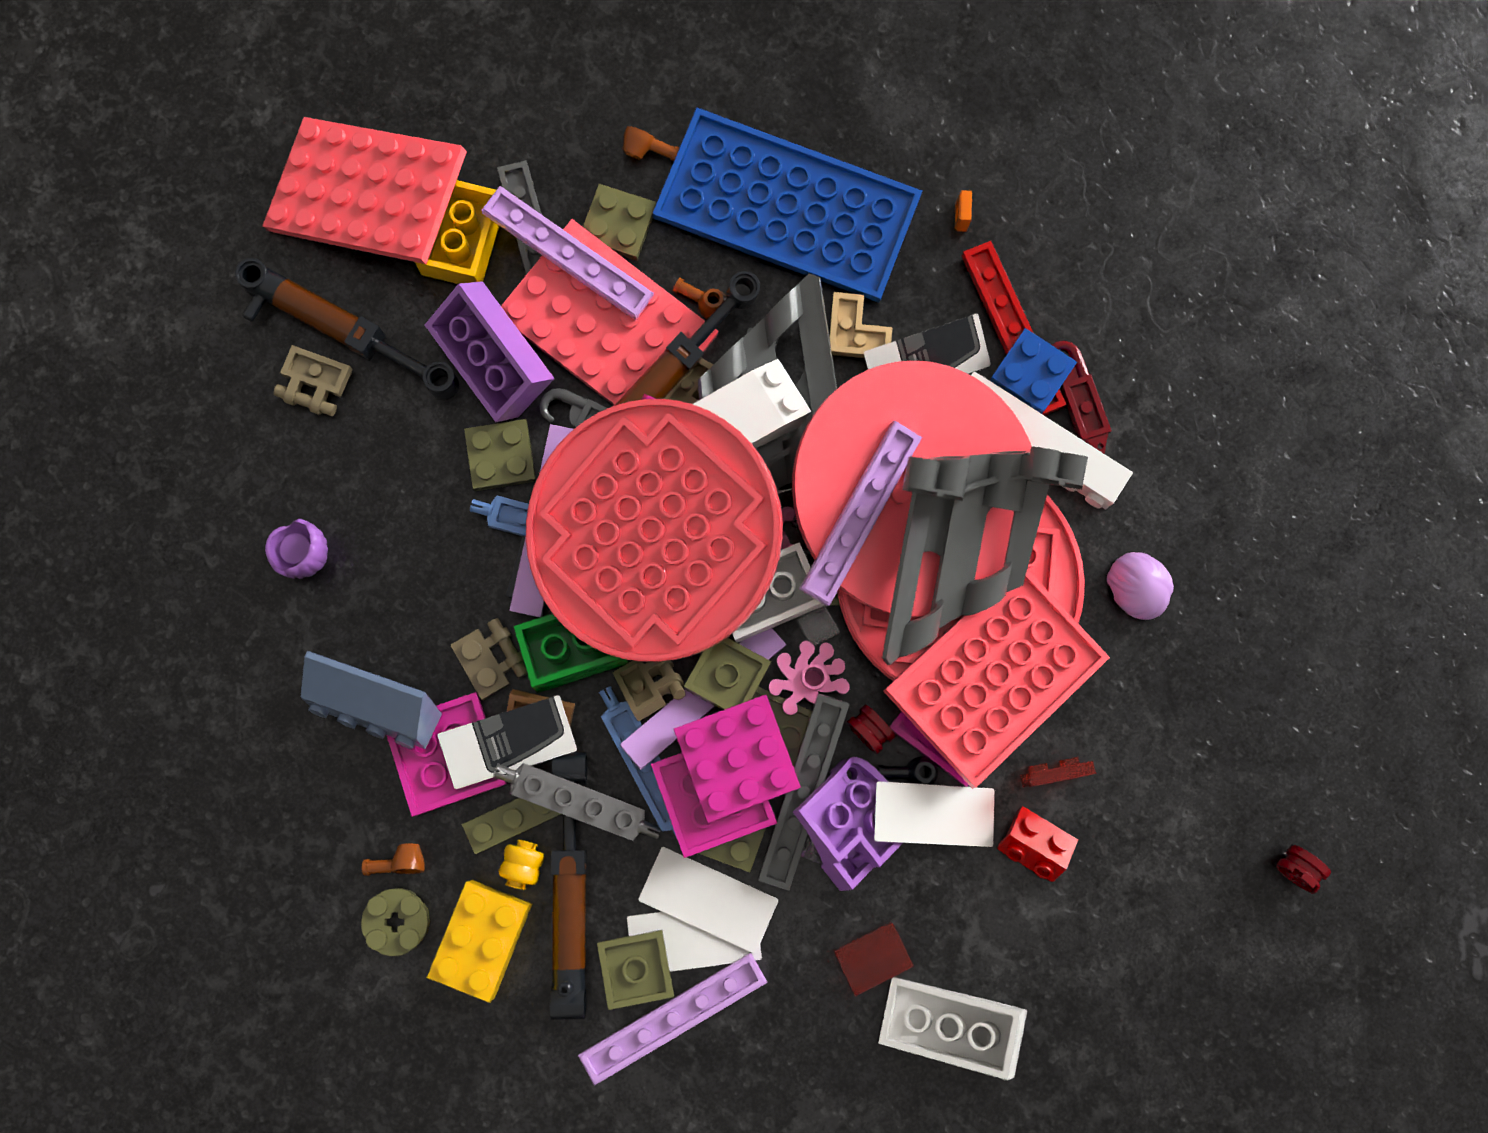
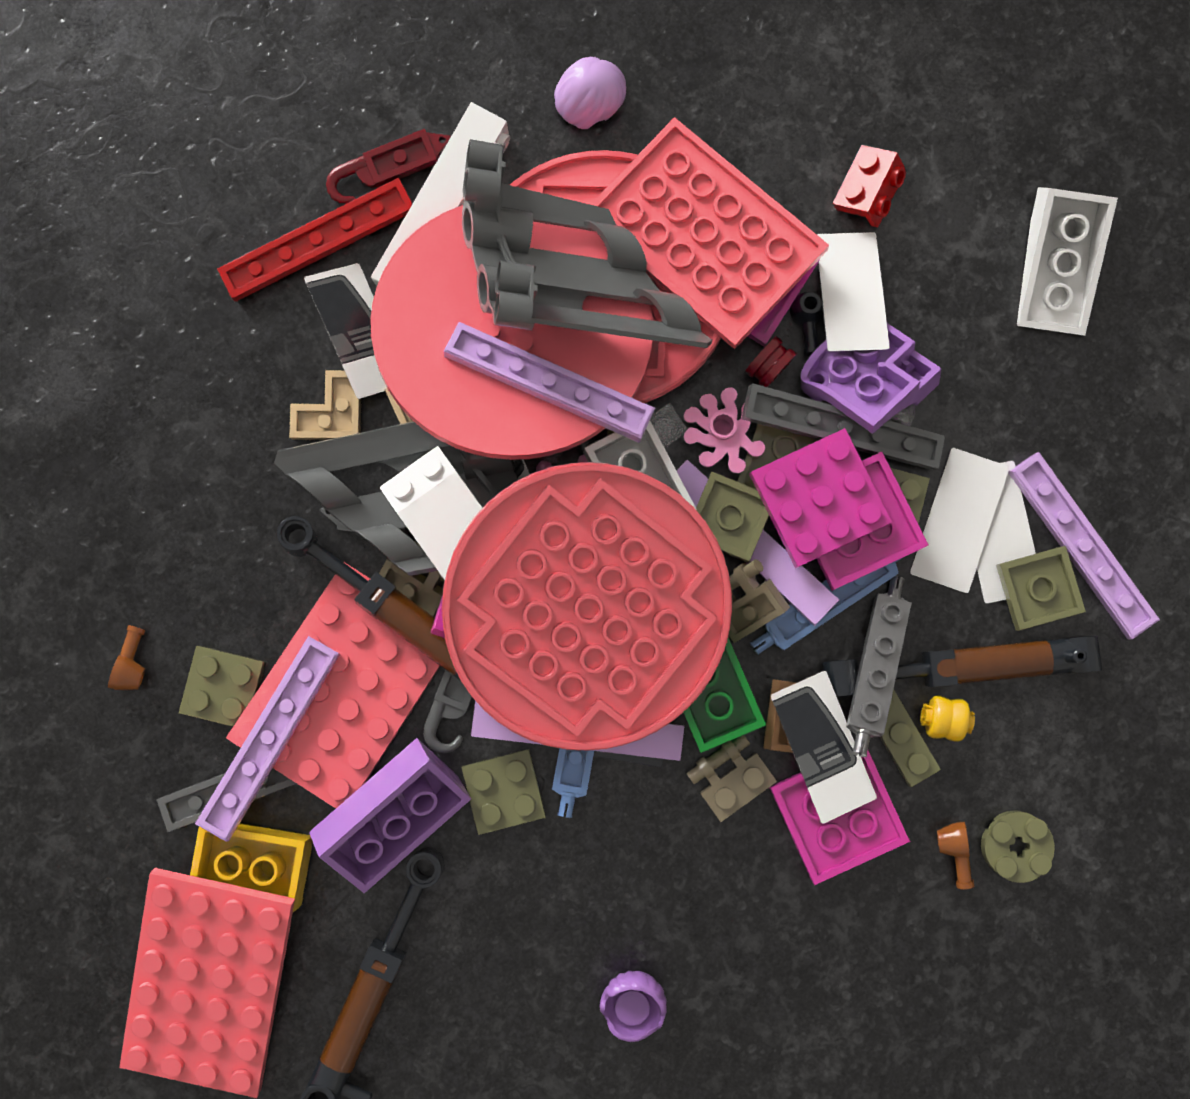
camera: 90 degrees left, 5 degrees up
(315, 371) = (426, 1010): dark tan plate -> none
(368, 701) = (797, 903): sand blue slope -> none
(479, 940) = (1030, 753): yellow brick -> none
(704, 306) = (306, 583): dark orange bar -> none
(787, 204) = (188, 498): blue plate -> none
(873, 958) = (1001, 345): clear red plate -> none
(963, 211) = (184, 301): orange tile -> none
(1033, 371) = (365, 213): blue plate -> none
(1068, 769) = (795, 157): clear red plate -> none

